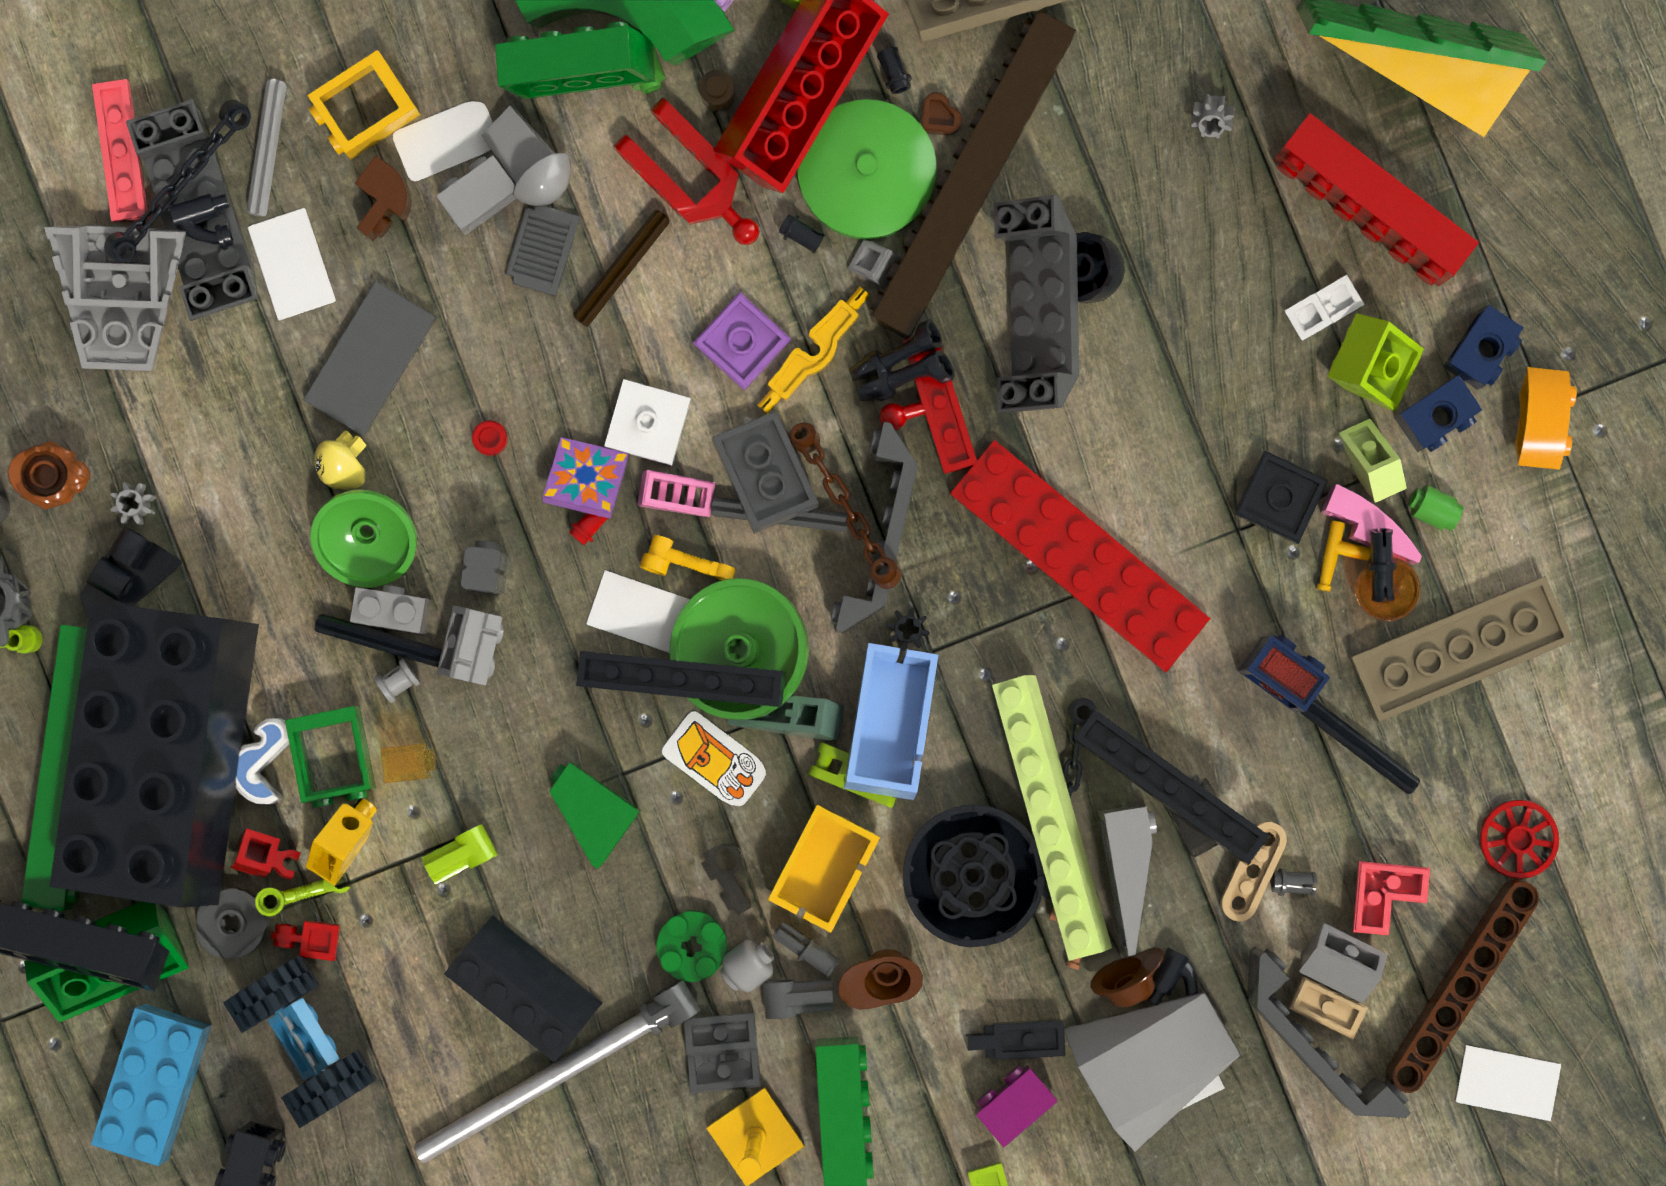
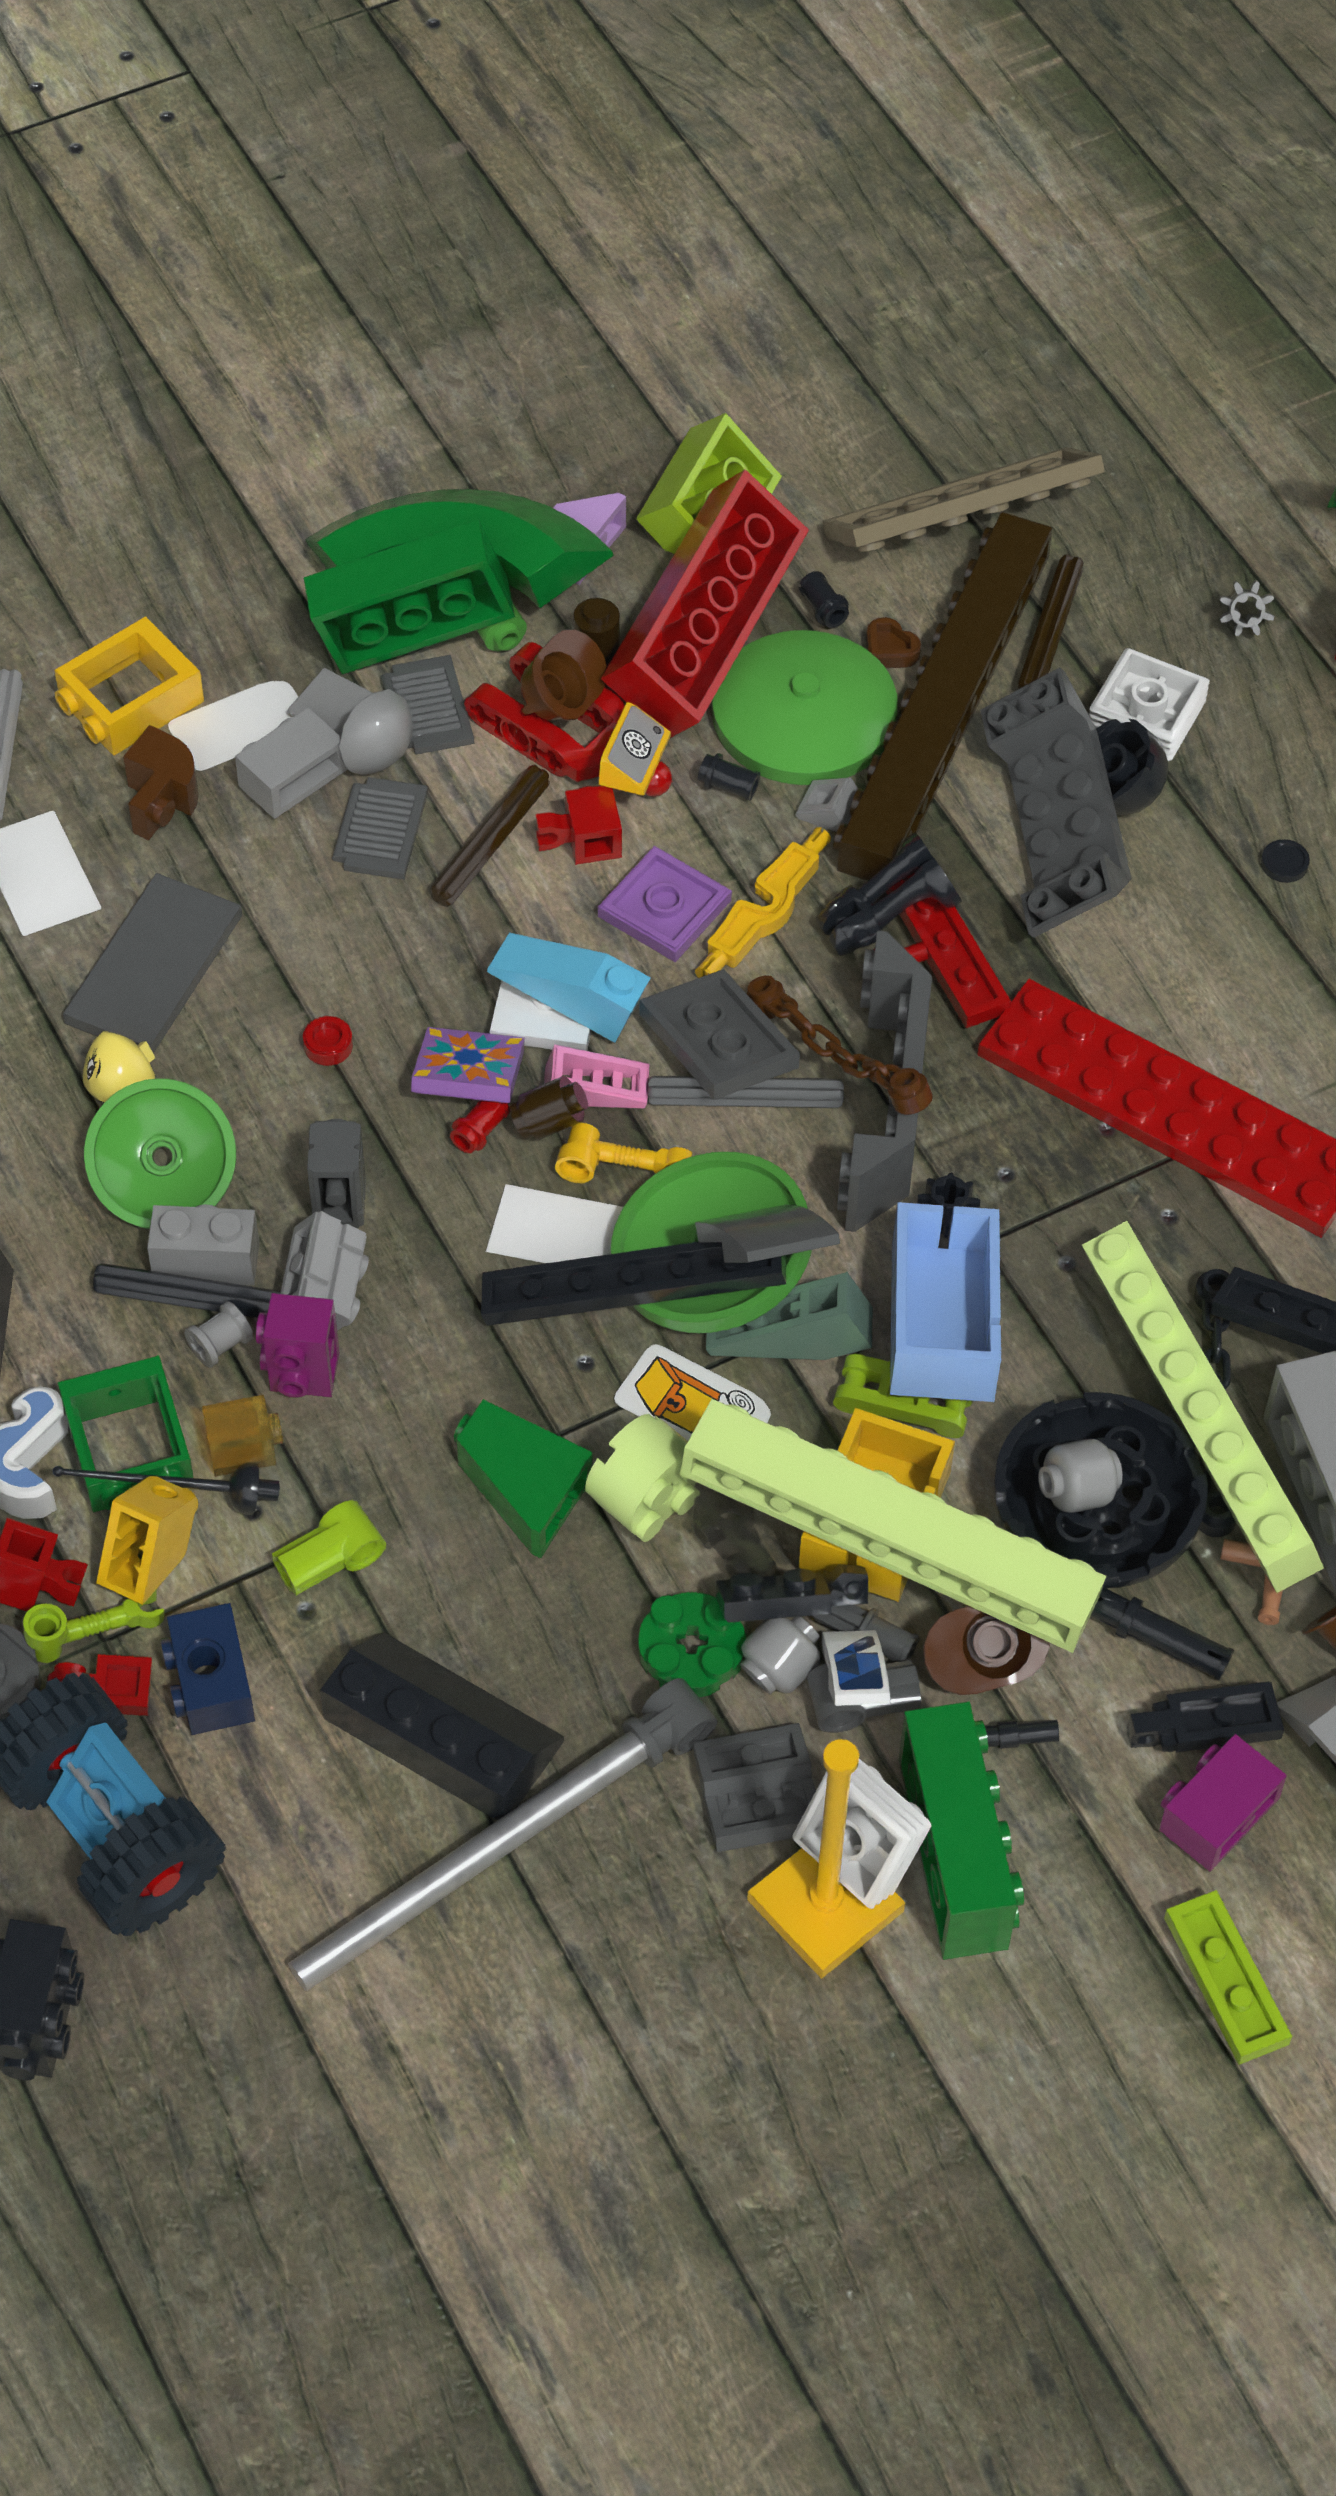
camera: 10 degrees left, 30 degrees down
(385, 918) = (212, 1699): none -> dark blue brick
(405, 804) = (243, 1486): none -> black sword
(448, 708) = (299, 1345): none -> magenta brick
(587, 136) = (434, 703): none -> dark grey window
(638, 523) = (549, 1108): none -> dark brown brick
(662, 421) = (572, 980): none -> medium azure slope
(673, 832) = (643, 1477): none -> yellowish green brick
(685, 151) = (564, 677): none -> reddish brown piece
(694, 269) = (588, 824): none -> red brick
(731, 220) = (633, 751): none -> slope
(756, 932) = (792, 1594): none -> black hinge
(770, 679) = (767, 1233): none -> dark grey slope
(780, 1115) = (879, 1835): none -> white brick
(792, 994) = (855, 1668): none -> slope
(826, 908) = (892, 1524): none -> yellowish green brick
(888, 1032) = (1012, 1734): none -> black piece
(958, 880) = (1080, 1475): none -> light grey head
(998, 973) = (1161, 1633): none -> black pin
(1062, 111) = (1052, 620): none -> dark brown axle
(1125, 224) = (1154, 694): none -> white brick
(1200, 347) = (1285, 861): none -> black piece

